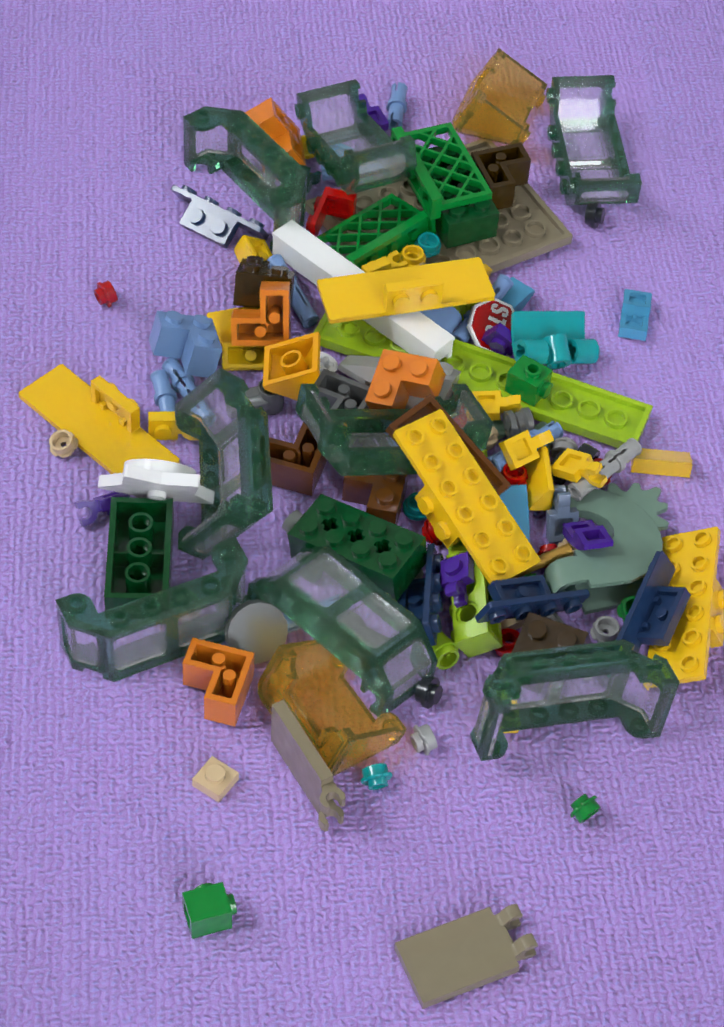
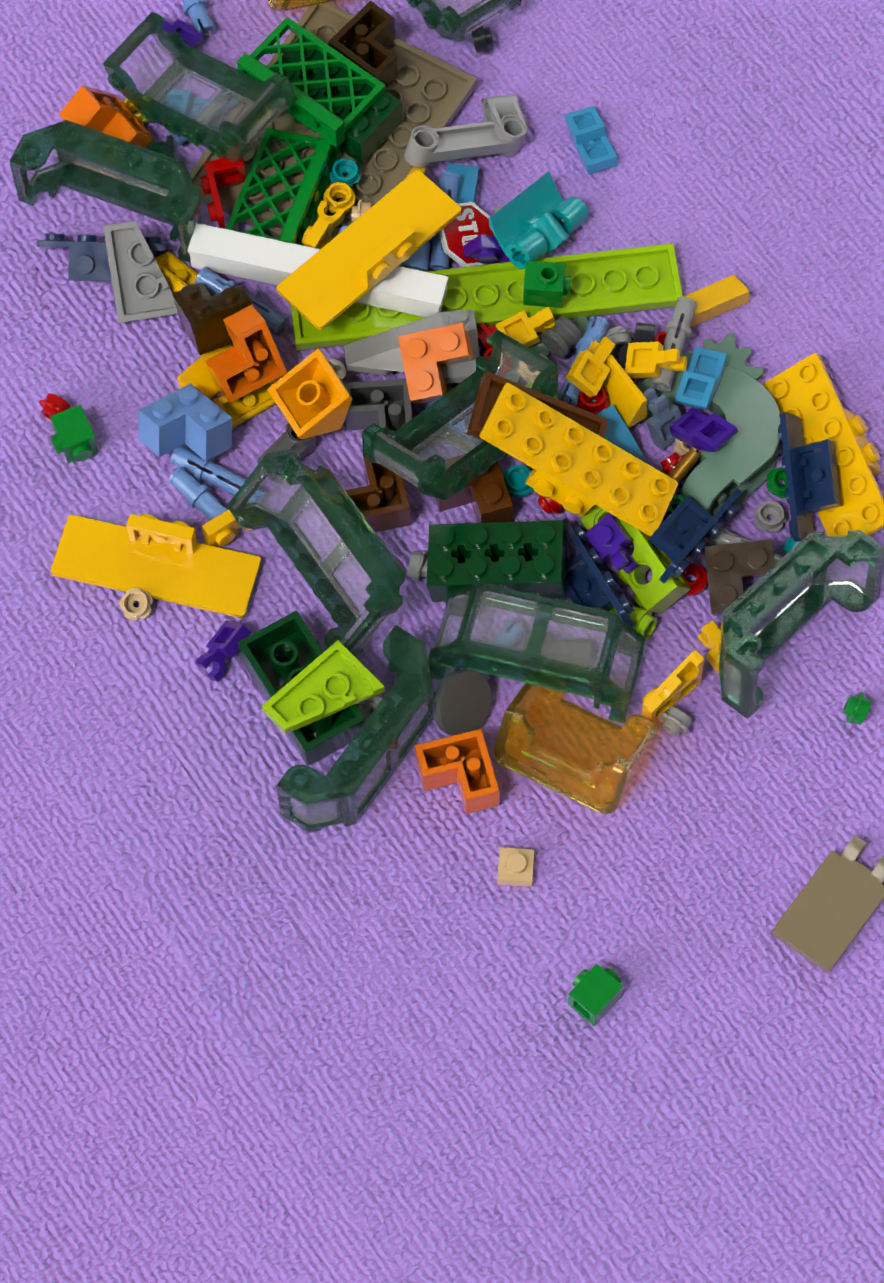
camera: 25 degrees left, 15 degrees up
(104, 314) = (73, 435): none -> green brick
(146, 557) = (321, 689): none -> lime wing
(158, 481) = (275, 605): white plate -> none
(225, 234) = (135, 275): none -> light grey wing
(306, 764) = (596, 811): dark tan tile -> none
(376, 776) = (657, 783): teal plate -> none
(428, 692) = (651, 671): black plate -> none
(439, 710) = (675, 687): none -> yellow wing
(565, 276) = (499, 134): none -> light grey piece
(613, 503) = (702, 378): none -> dark azure slope

